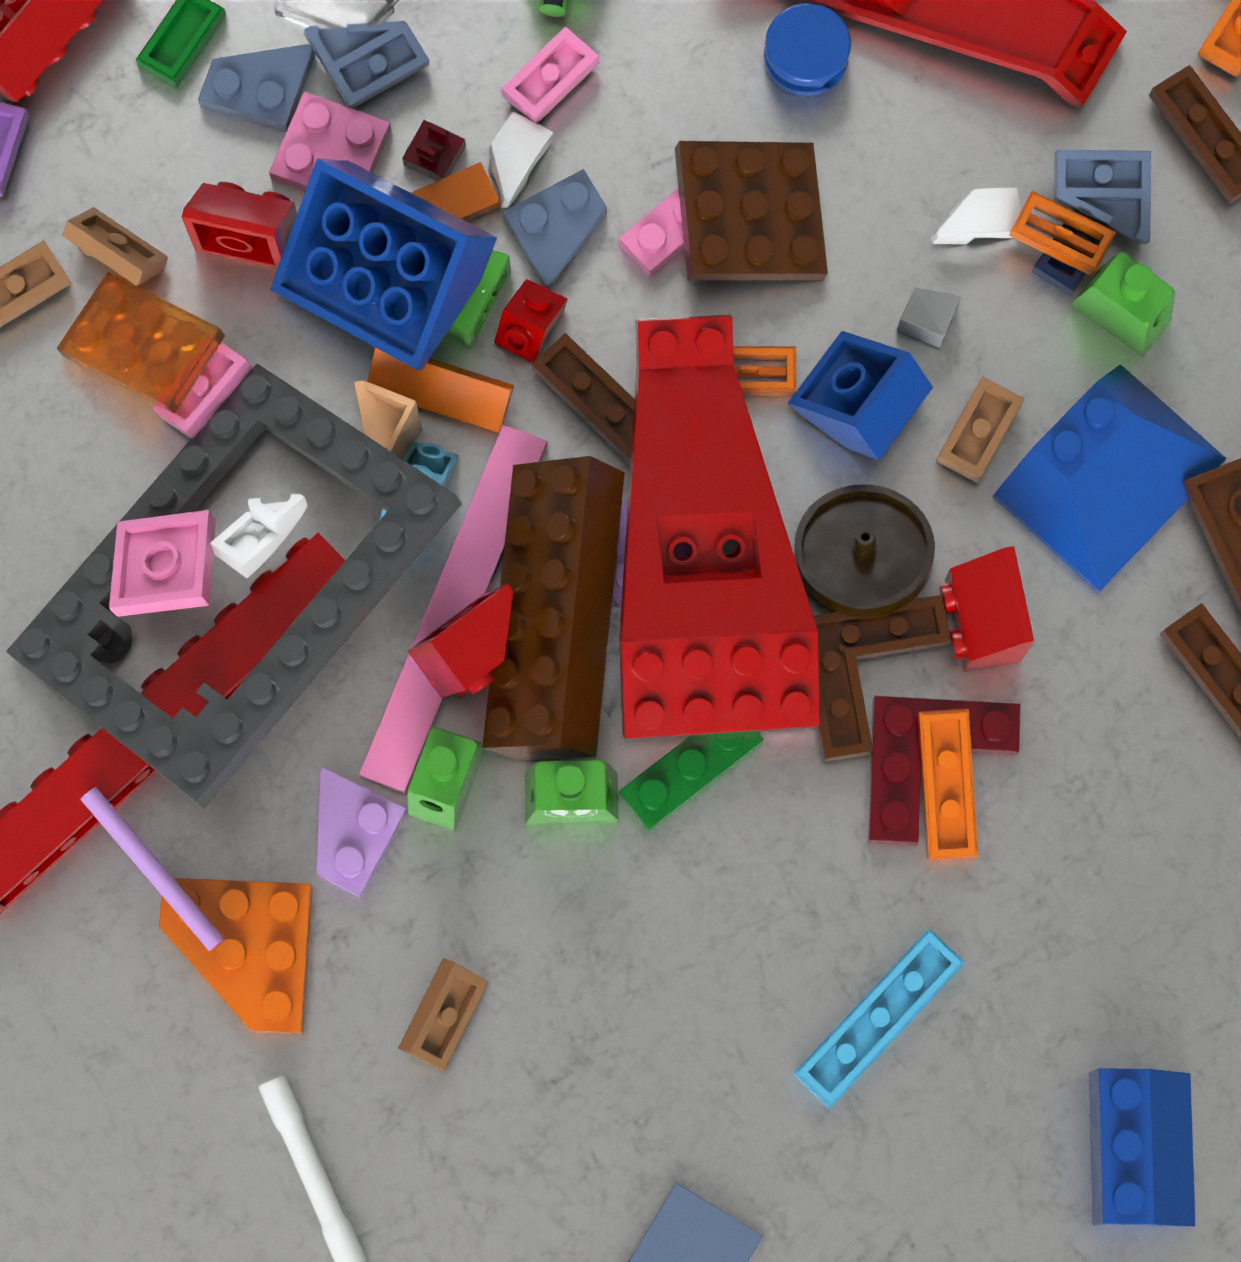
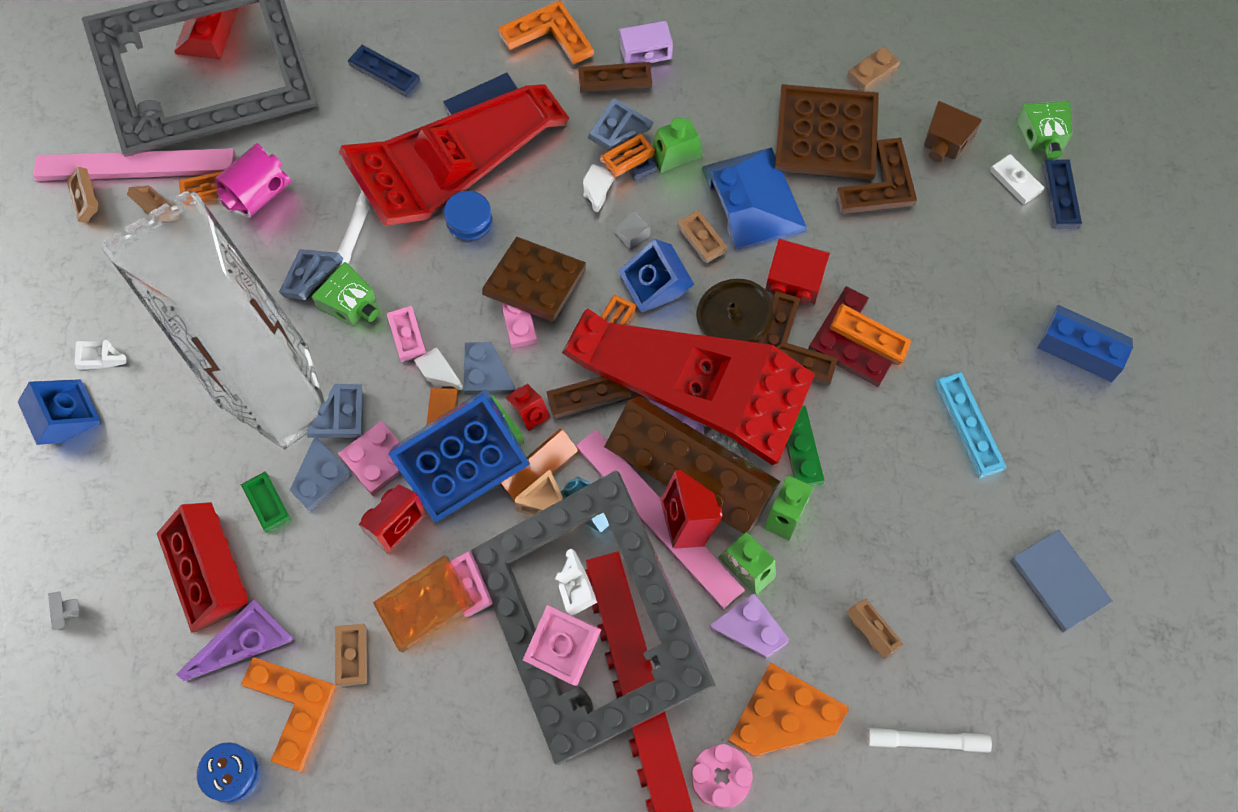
camera: 60 degrees left, 10 degrees down
(79, 904) = (704, 773): none -> bright pink plate
(115, 246) = (354, 594): medium nougat plate -> none
(152, 868) = (724, 739): lavender bar -> none
(433, 151) = (409, 408): dark red tile -> none

